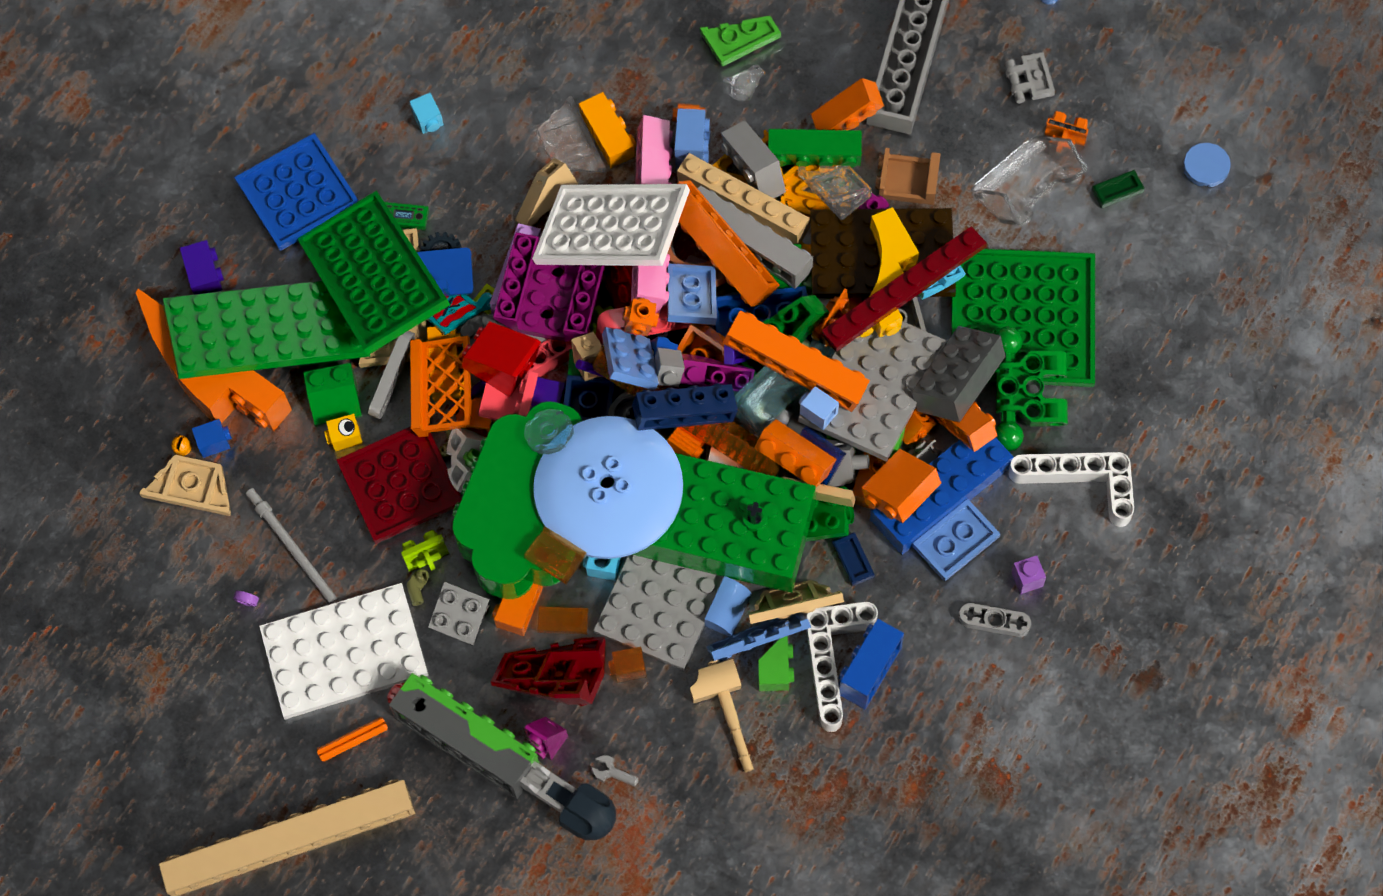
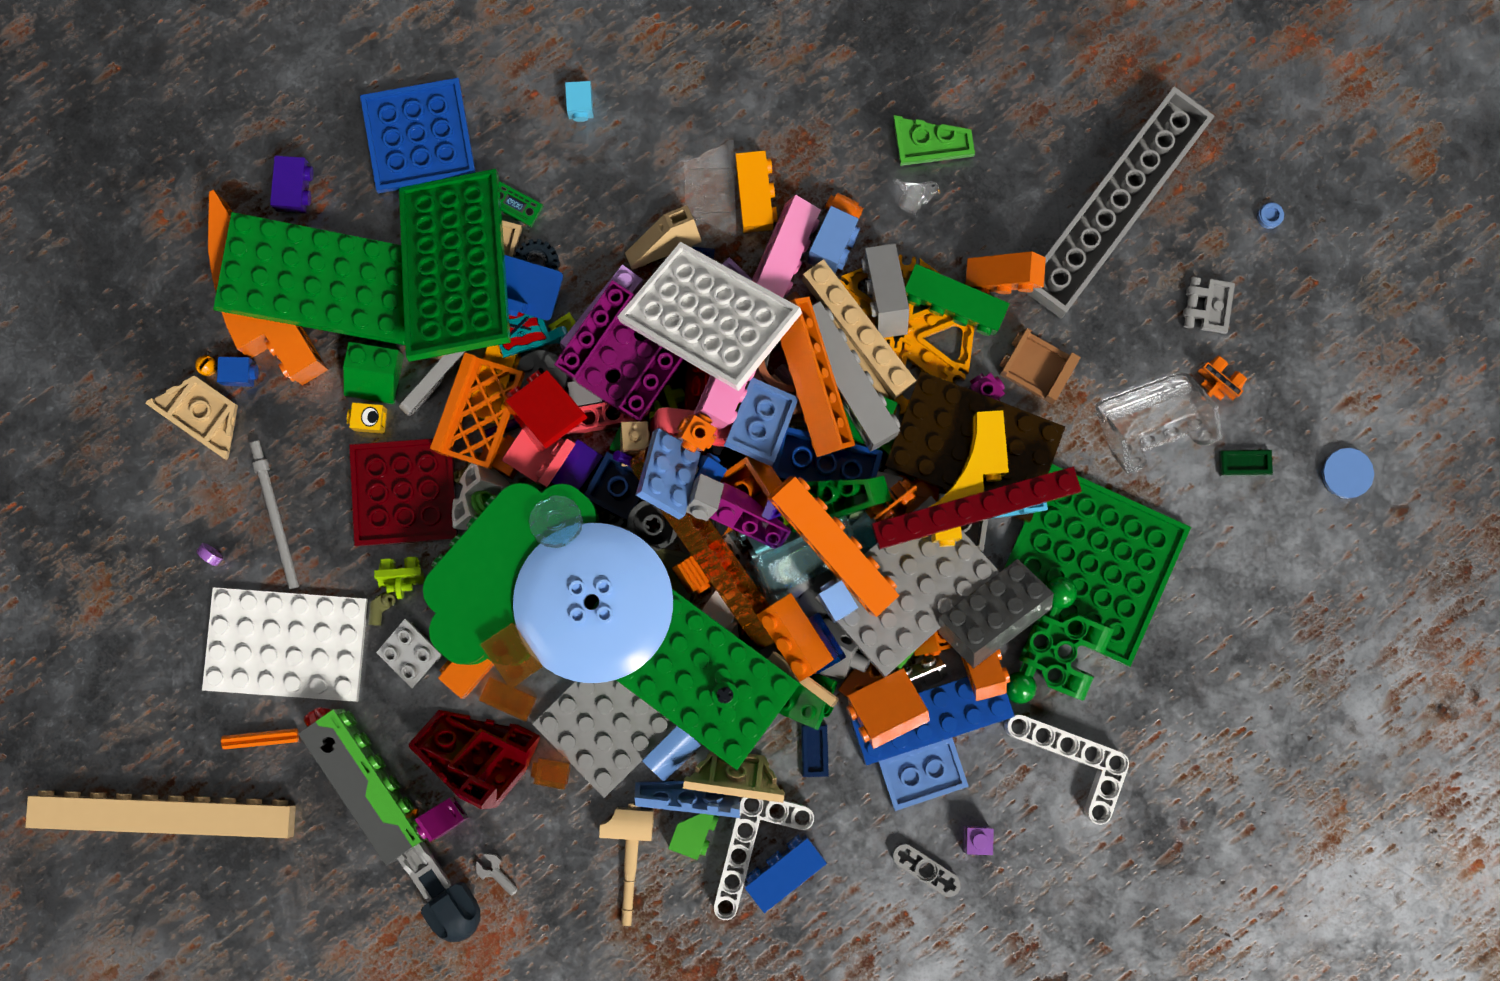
camera: 15 degrees right, 15 degrees up
(684, 407) = (701, 550): dark blue brick -> none
(837, 187) = (959, 356): clear wing -> none

